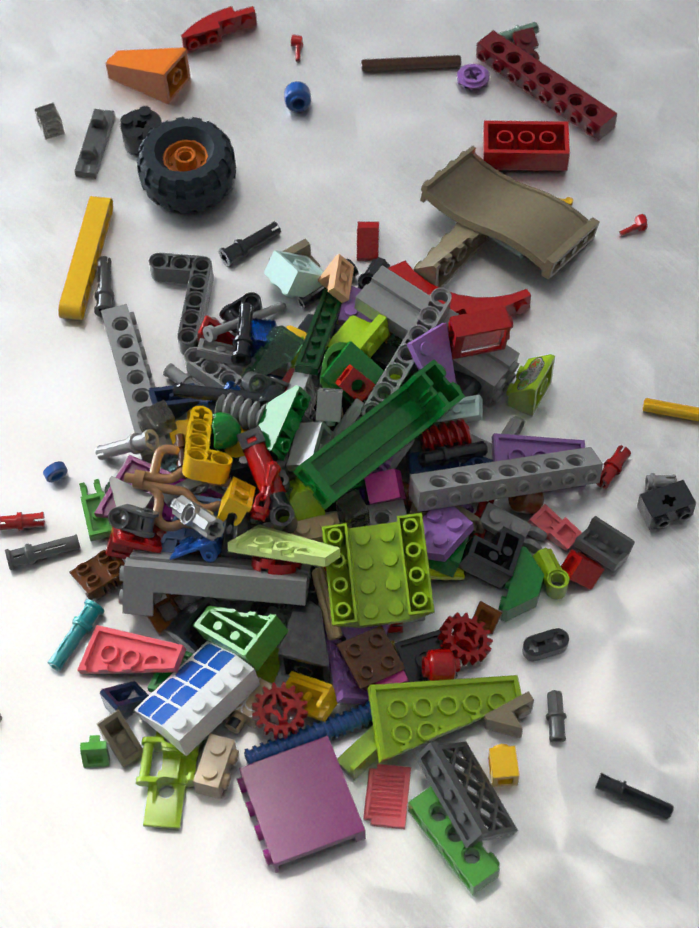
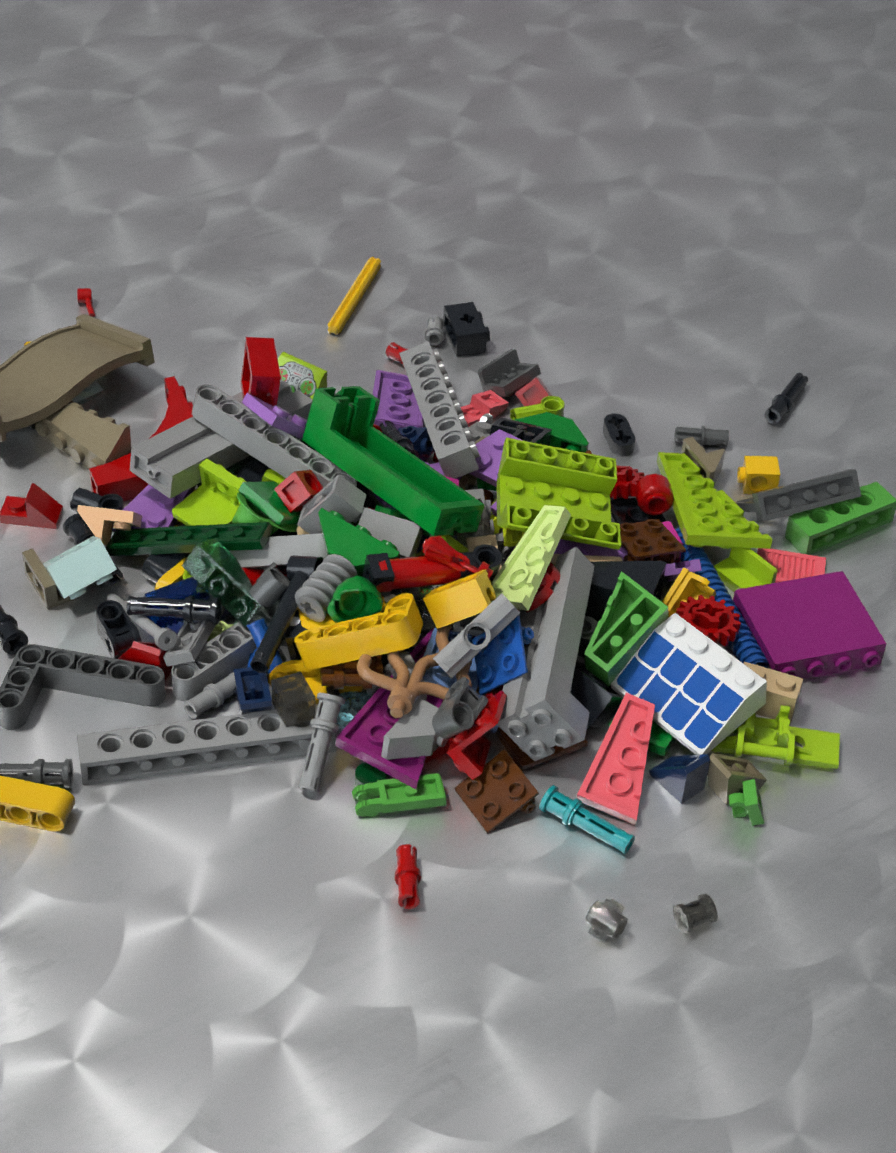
camera: 90 degrees left, 15 degrees down
(28, 551) = (460, 863): dark grey pin -> none
(55, 471) = (334, 834): blue tile -> none

